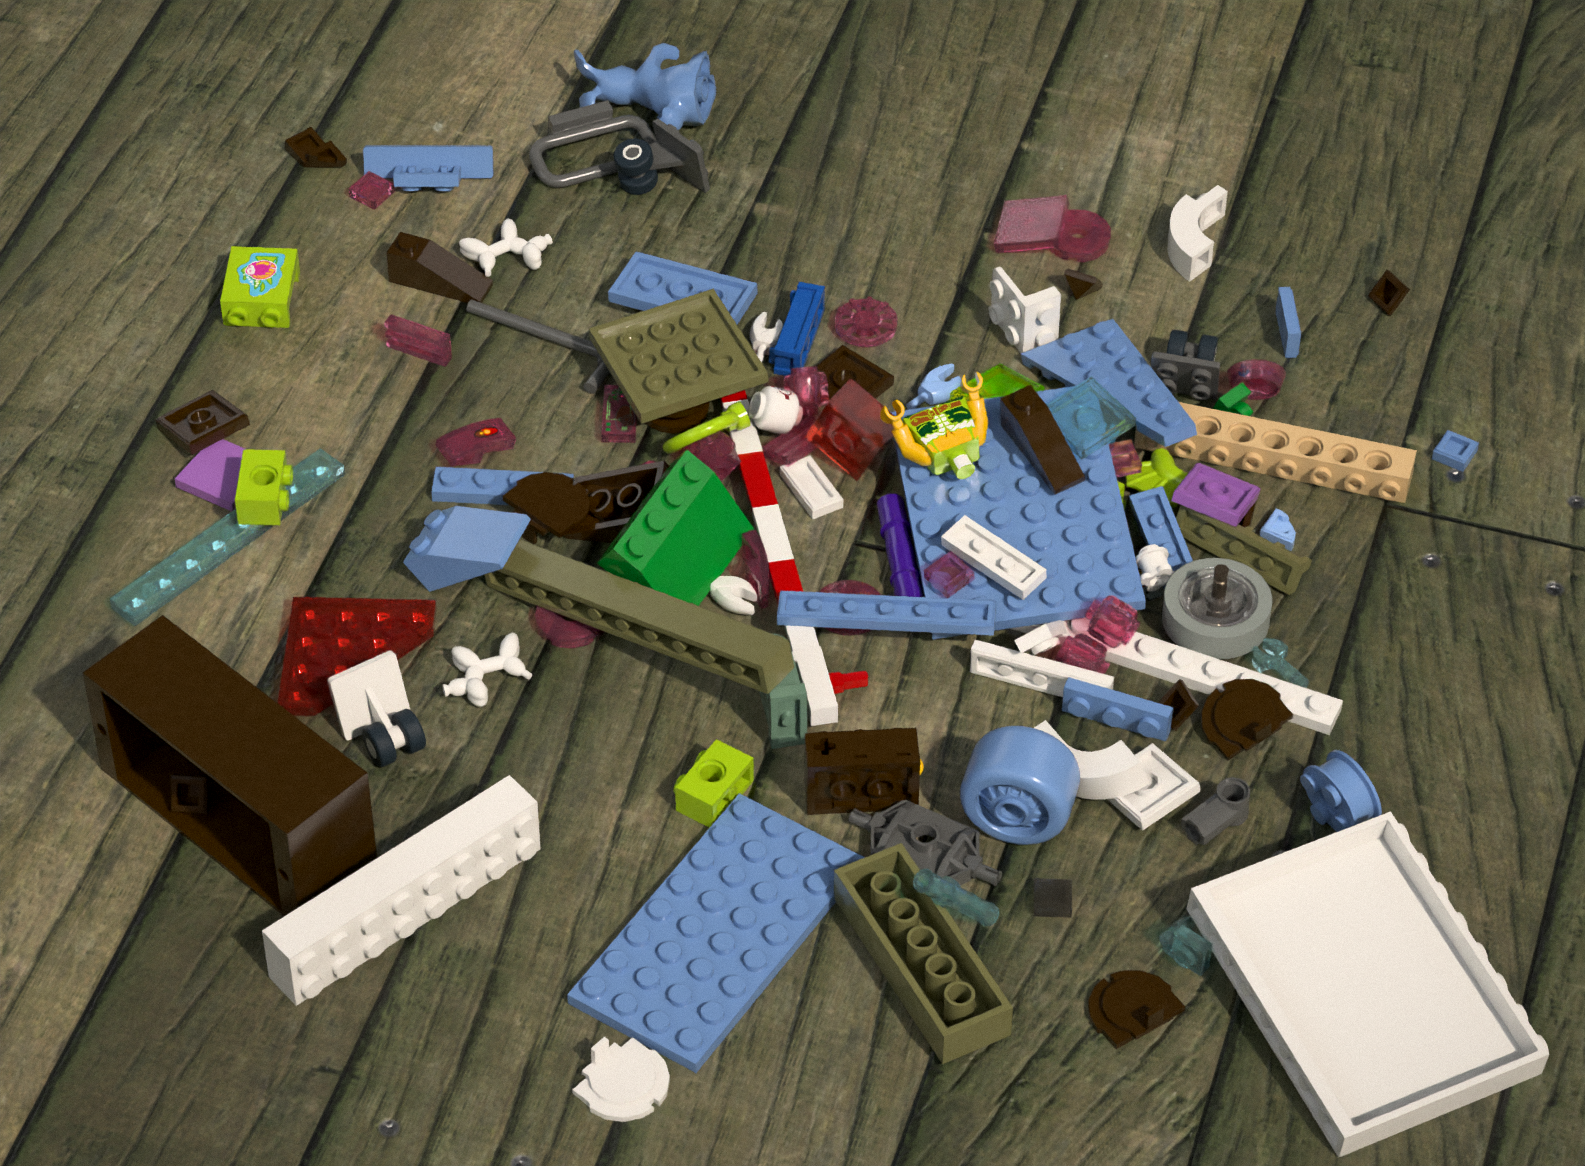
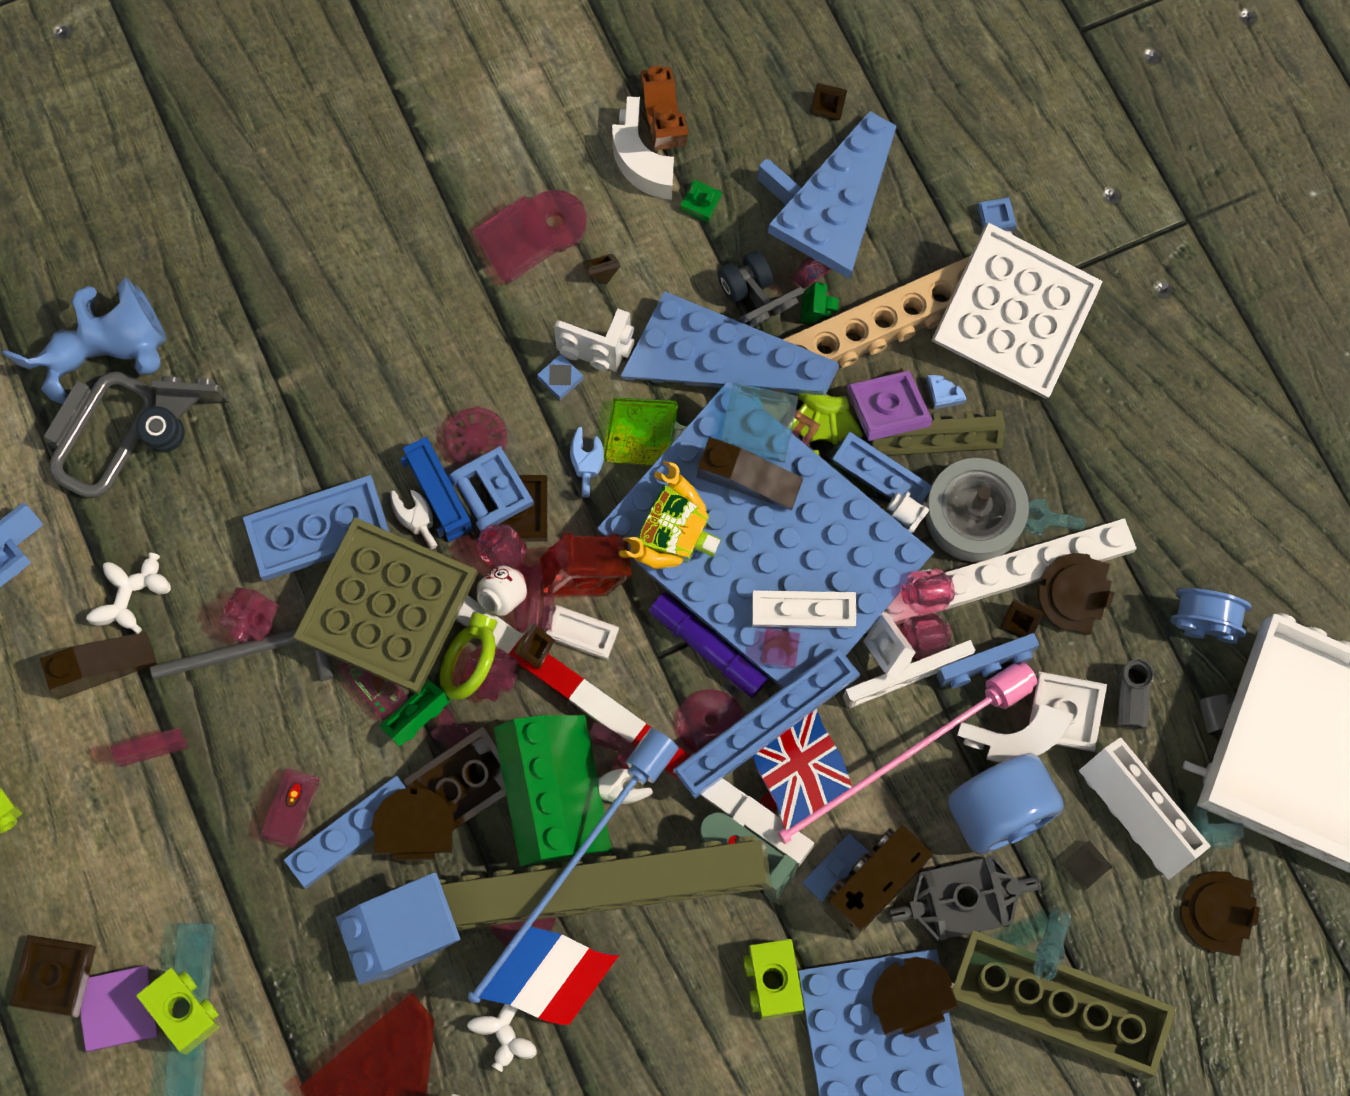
camera: 45 degrees left, 25 degrees up
(546, 644) = (545, 969): none -> flag
(584, 307) = (248, 615): none -> clear pink brick
(613, 448) = (414, 714): none -> green plate
(761, 454) = (534, 646): none -> dark brown slope
(804, 858) = (913, 997): none -> dark brown piece
(849, 351) = (501, 484): none -> medium blue plate
(900, 667) = (809, 773): none -> flag
(973, 328) = (560, 377): none -> medium blue tile
(1139, 882) = (1144, 808): none -> white brick
(1211, 292) = (701, 201): none -> green tile
(1237, 216) = (665, 123): none -> dark orange slope
(1321, 343) = (836, 202): none -> medium blue wing
(1394, 502) = (1017, 311): none -> white plate

